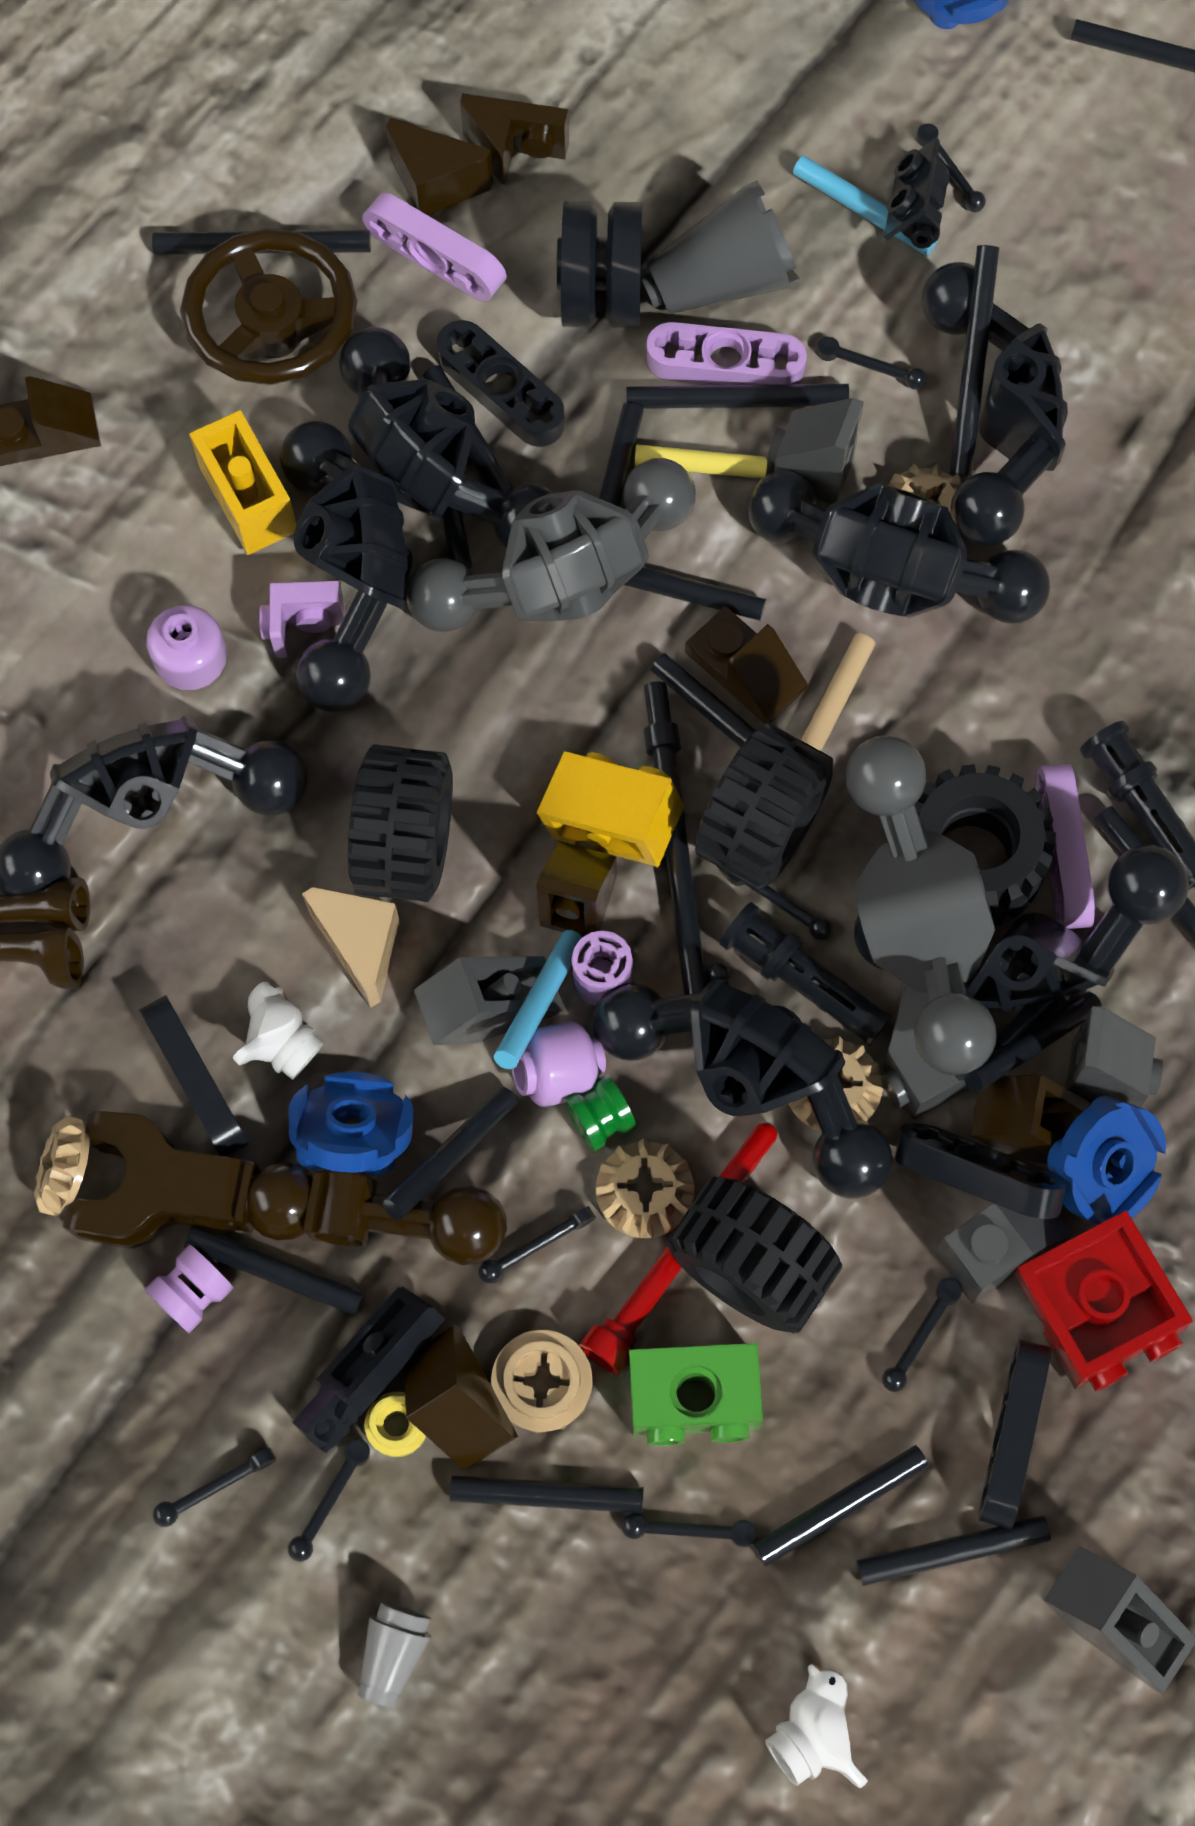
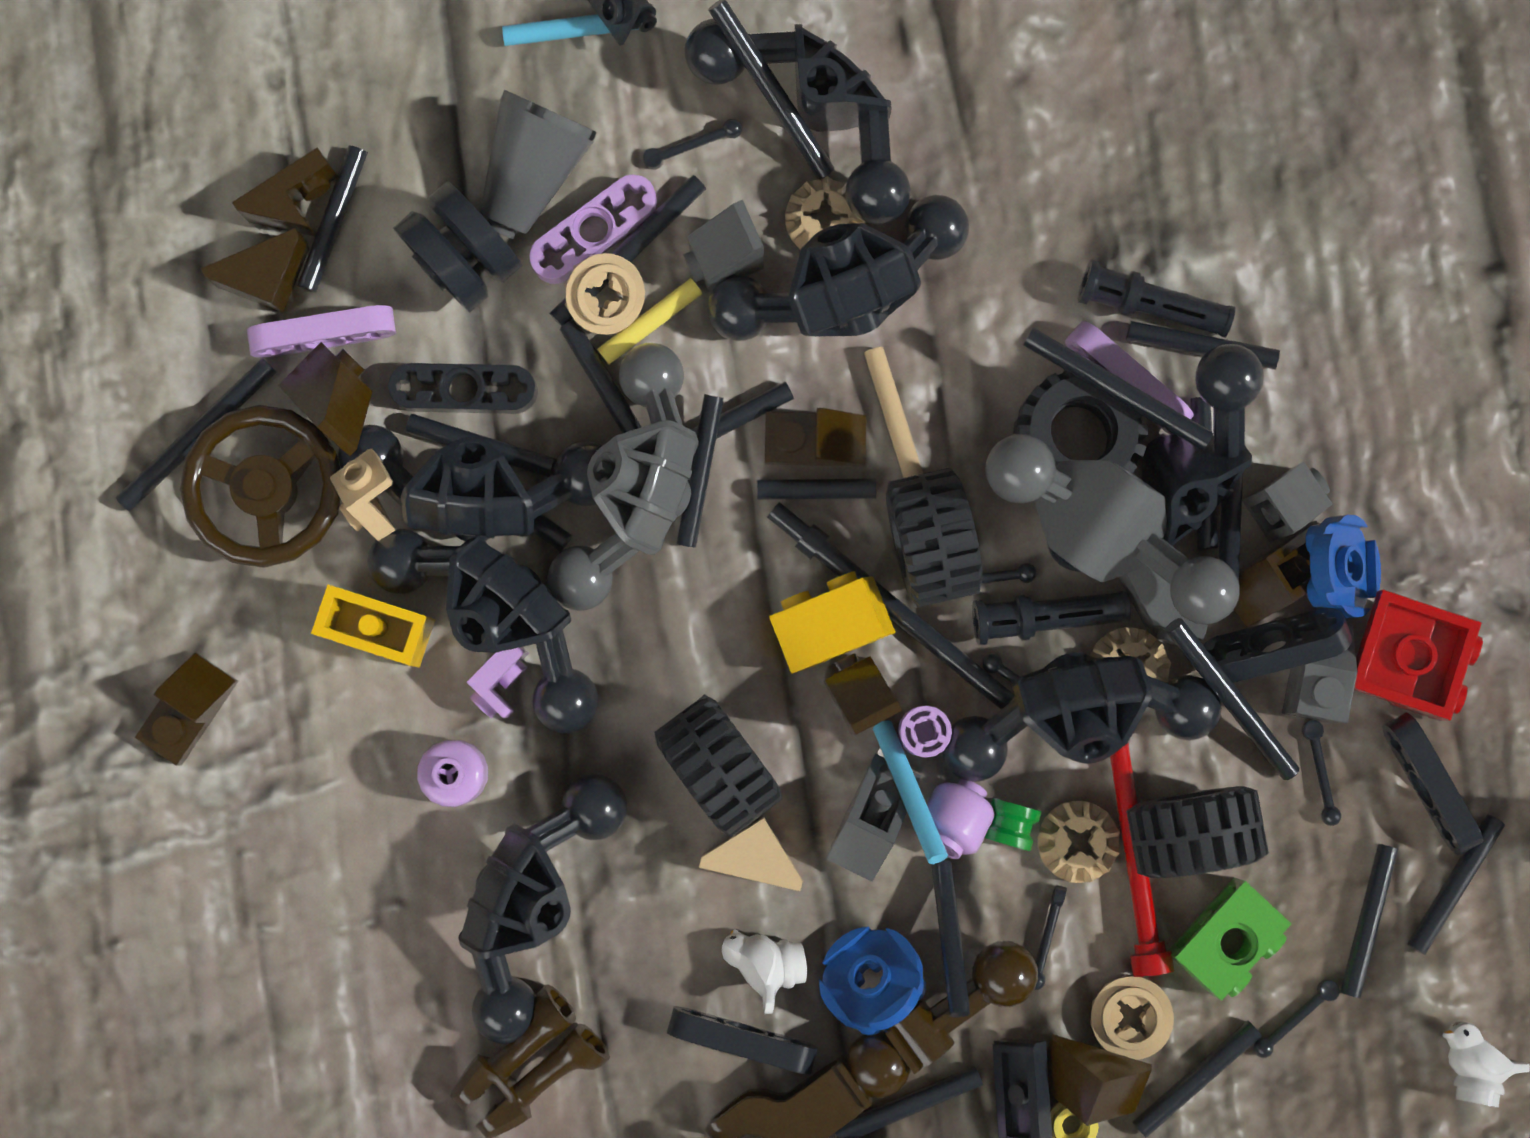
camera: 45 degrees left, 15 degrees up
(328, 377) = (358, 489): none -> tan bracket
(392, 288) = (331, 395): none -> dark brown slope
(528, 181) = (332, 218): none -> black bar
(625, 601) = (700, 469): none -> black bar
(688, 376) = (615, 313): none -> tan gear
(898, 1183) = (1232, 698): none -> black bar
(1042, 822) = (1118, 389): none -> black bar

